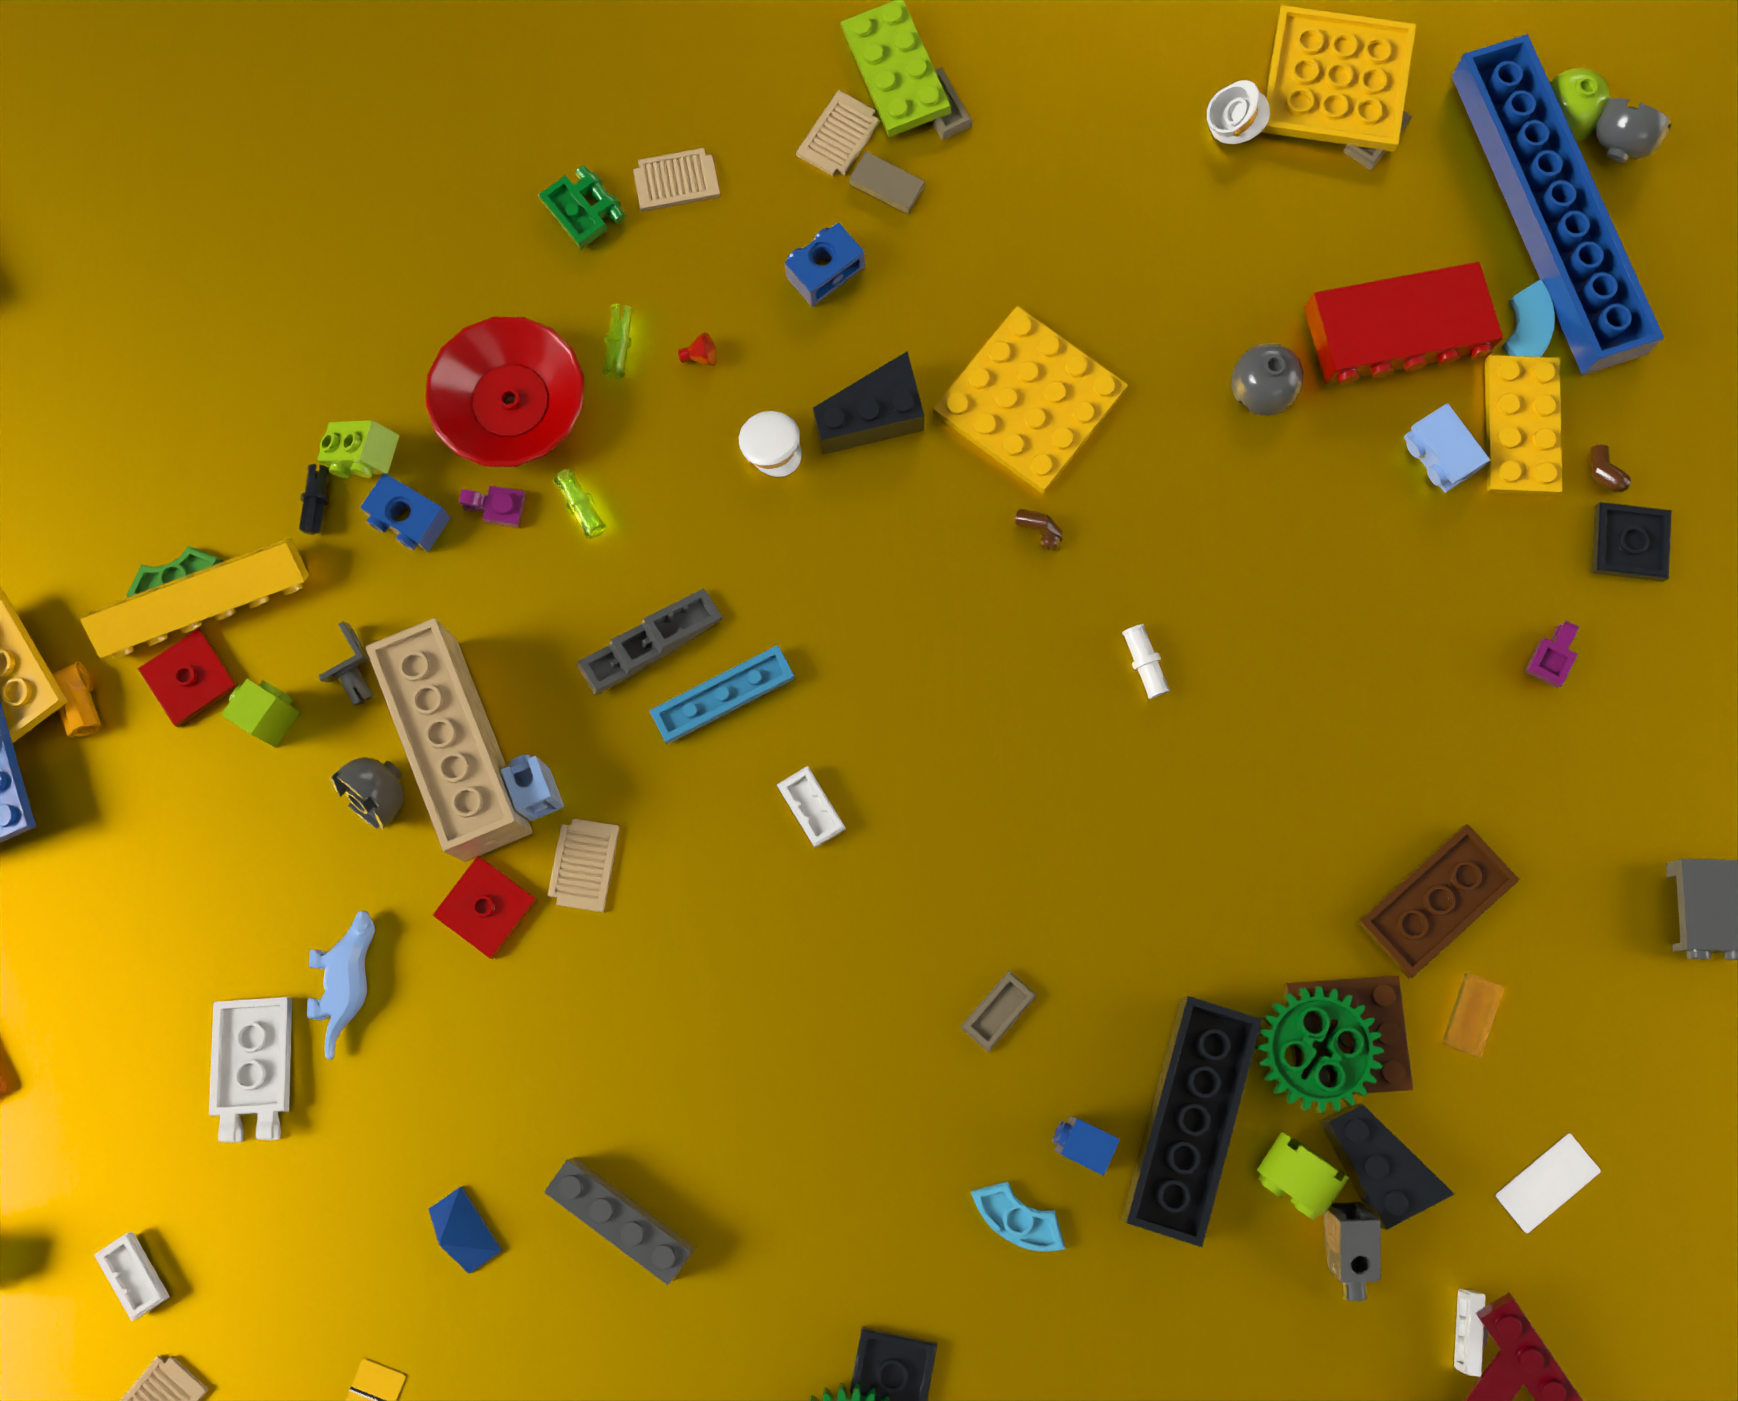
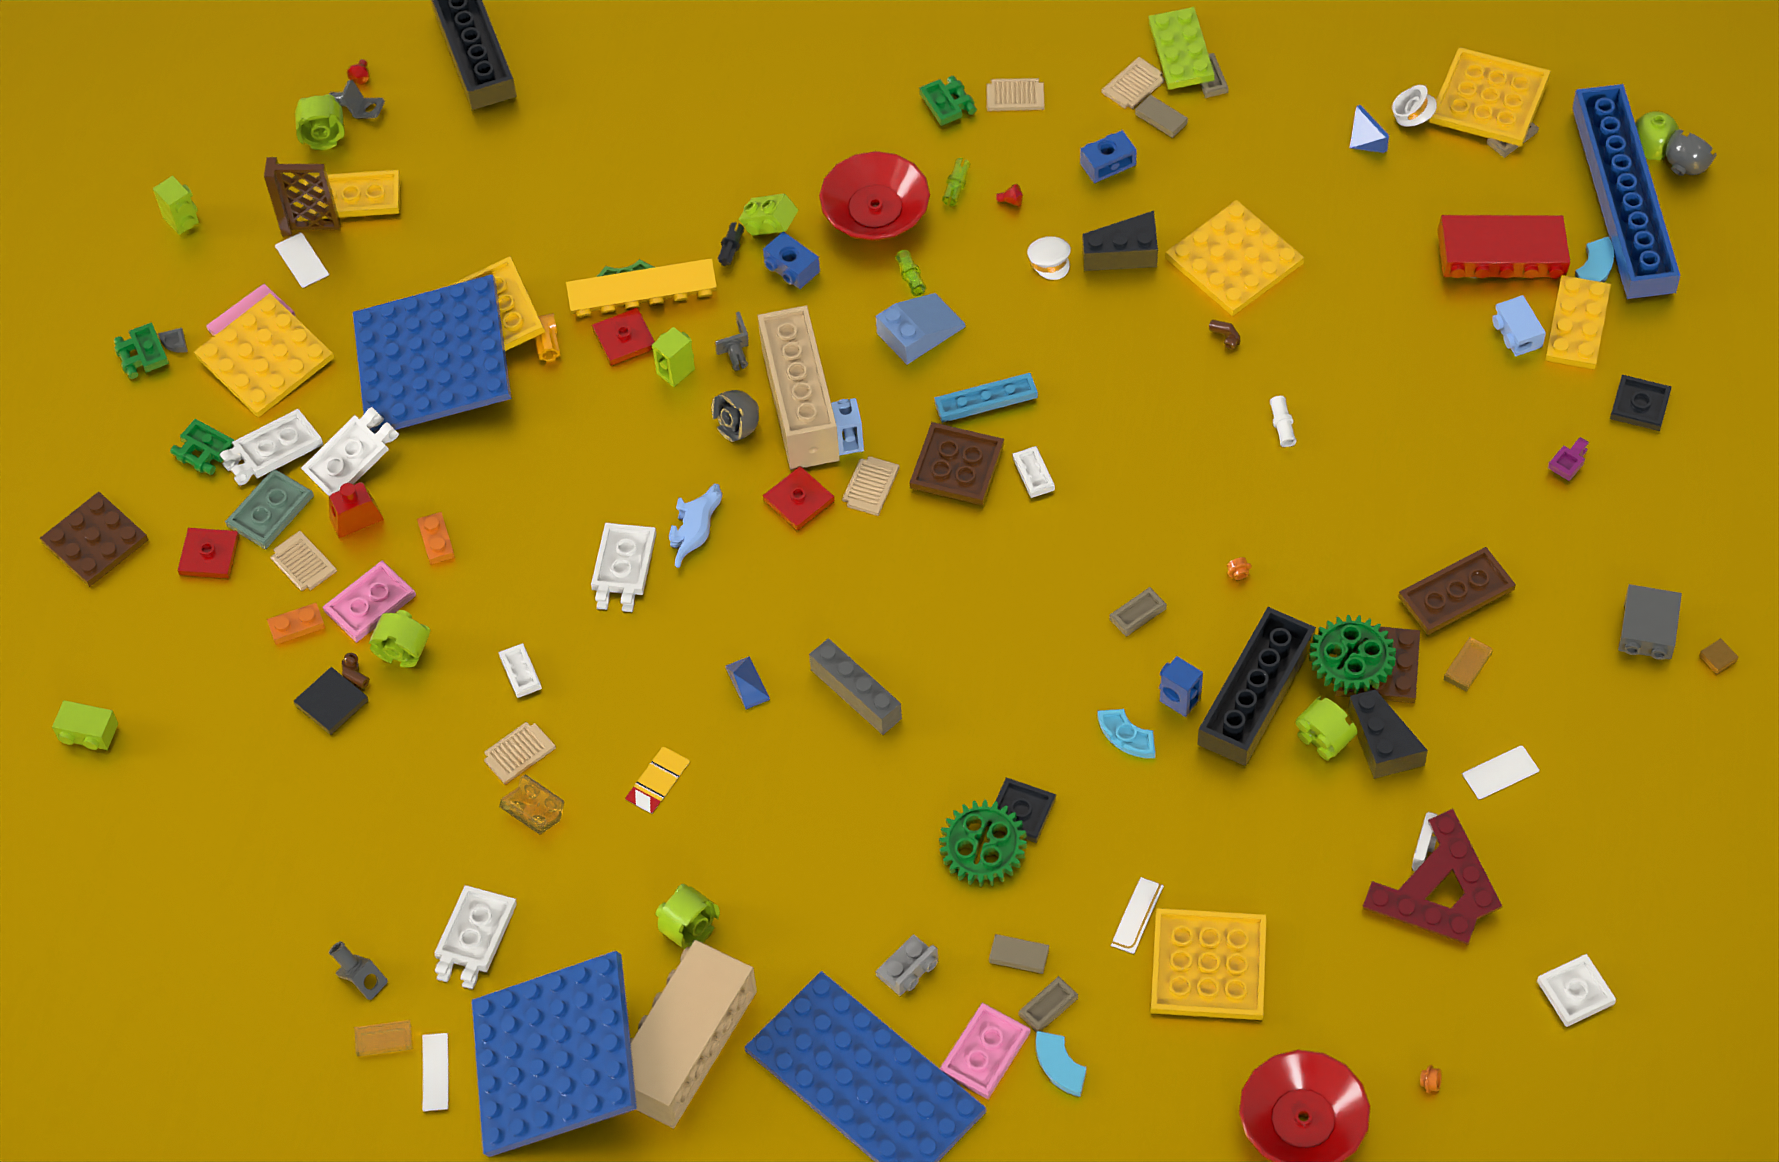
camera: 10 degrees right, 20 degrees down
(500, 506) = (854, 268): magenta plate -> none
(606, 588) = (917, 325): none -> medium blue slope
(650, 641) = (941, 361): dark grey slope -> none
(700, 812) = (957, 463): none -> reddish brown plate
(1128, 918) = (1238, 568): none -> orange plate
(1179, 165) = (1368, 133): none -> slope
(1267, 379) = (1403, 268): dark grey cylinder -> none
(1353, 1247) = (1352, 775): dark grey torso -> none
(1606, 473) = (1632, 359): reddish brown arm -> none

